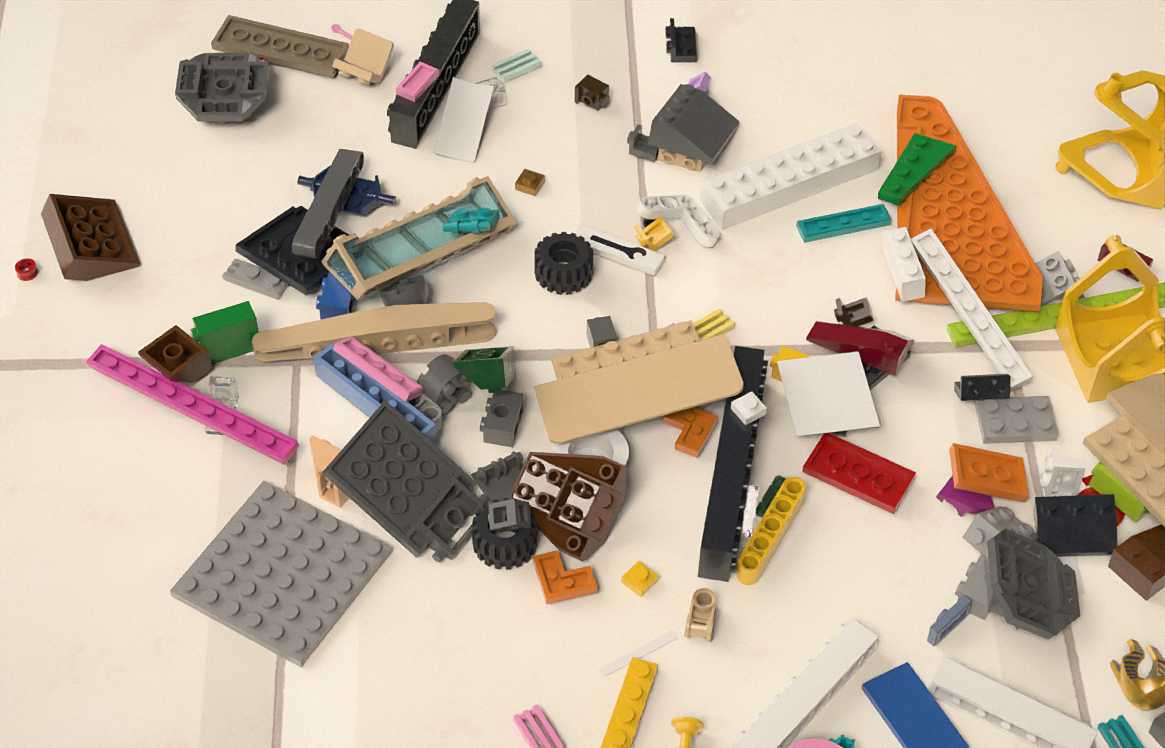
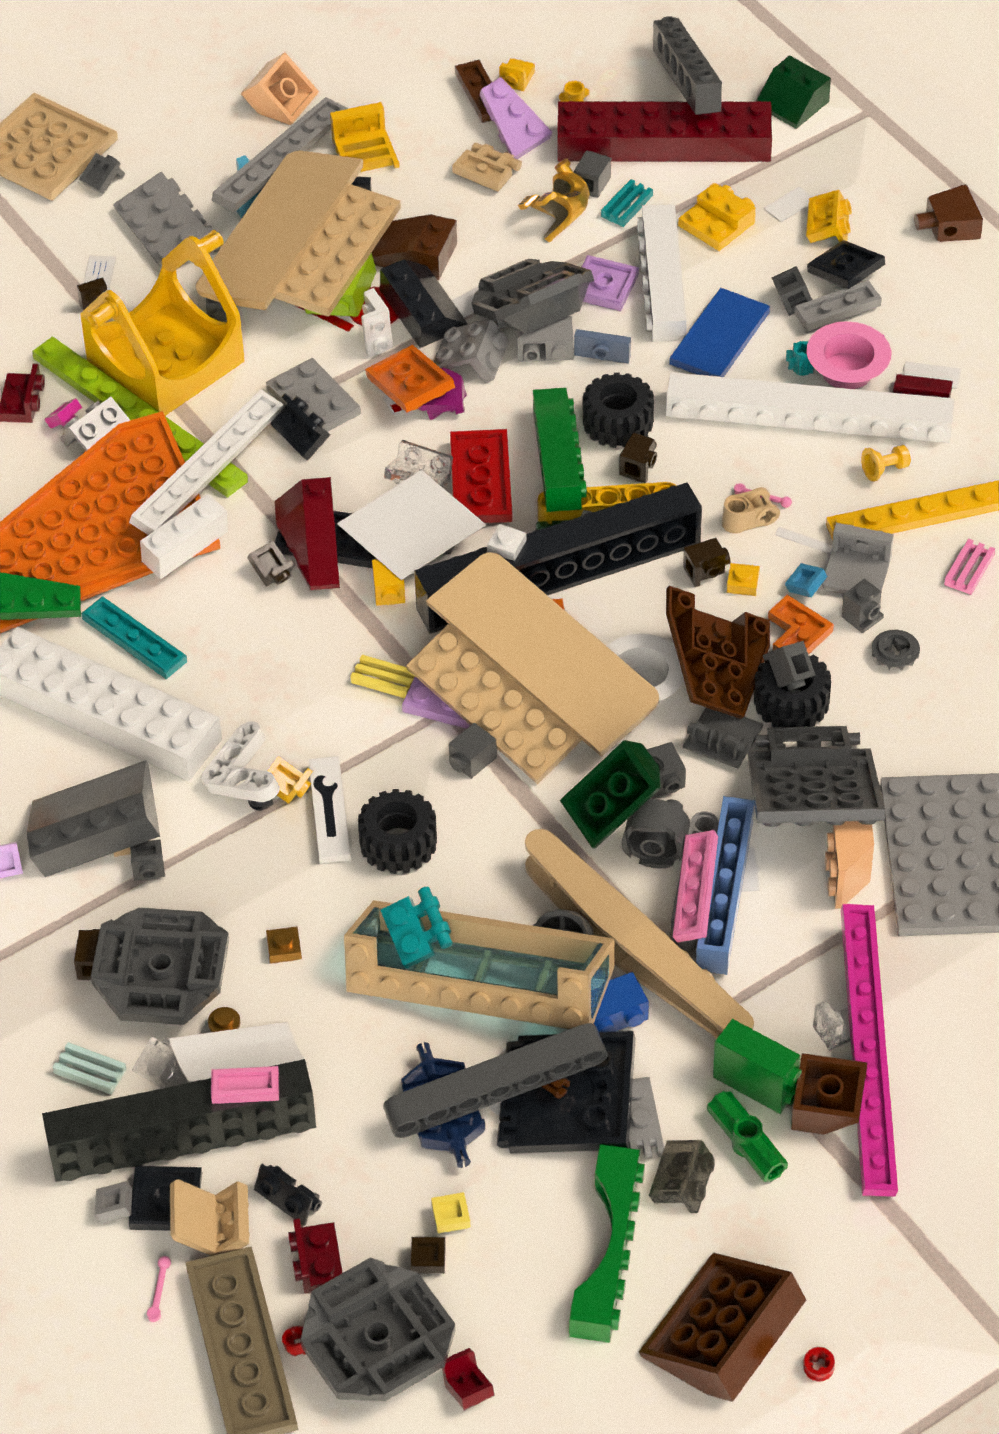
camera: 120 degrees left, 0 degrees up
(166, 118) = (466, 1380): none -> dark red bracket
(183, 312) = (756, 1149): none -> green piece
(197, 272) = (683, 1174): none -> clear smoke bracket
(217, 237) = (595, 1300): none -> green arch
(258, 140) = (428, 1254): none -> dark brown plate
(275, 162) = (450, 1212): none -> light yellow plate
(305, 97) = (317, 1254): none -> dark red bracket
(345, 105) = (281, 1191): none -> black hinge
(402, 59) = (152, 1194): none -> black tile
(415, 34) = (113, 1202): none -> light grey plate
(490, 622) = (902, 641): none -> dark grey gear
(496, 131) = (223, 1019): none -> pearl gold plate
(549, 628) = (862, 606): none -> dark grey brick
(553, 105) = (150, 939): none -> dark grey piece
(592, 652) = (858, 555): none -> light grey bracket
(603, 610) = (806, 580): none -> dark azure plate
(669, 557) = (705, 560): none -> dark brown brick
(733, 633) = (785, 501): none -> bright pink hinge
(807, 576) = (638, 457): none -> dark brown brick
(842, 514) = (558, 450): none -> green brick
(871, 570) = (617, 409): none -> black tyre
(889, 435) = (413, 458): none -> clear bracket
(1031, 670) = (611, 282): none -> lavender tile
(1084, 265) = (63, 413): none -> dark pink plate

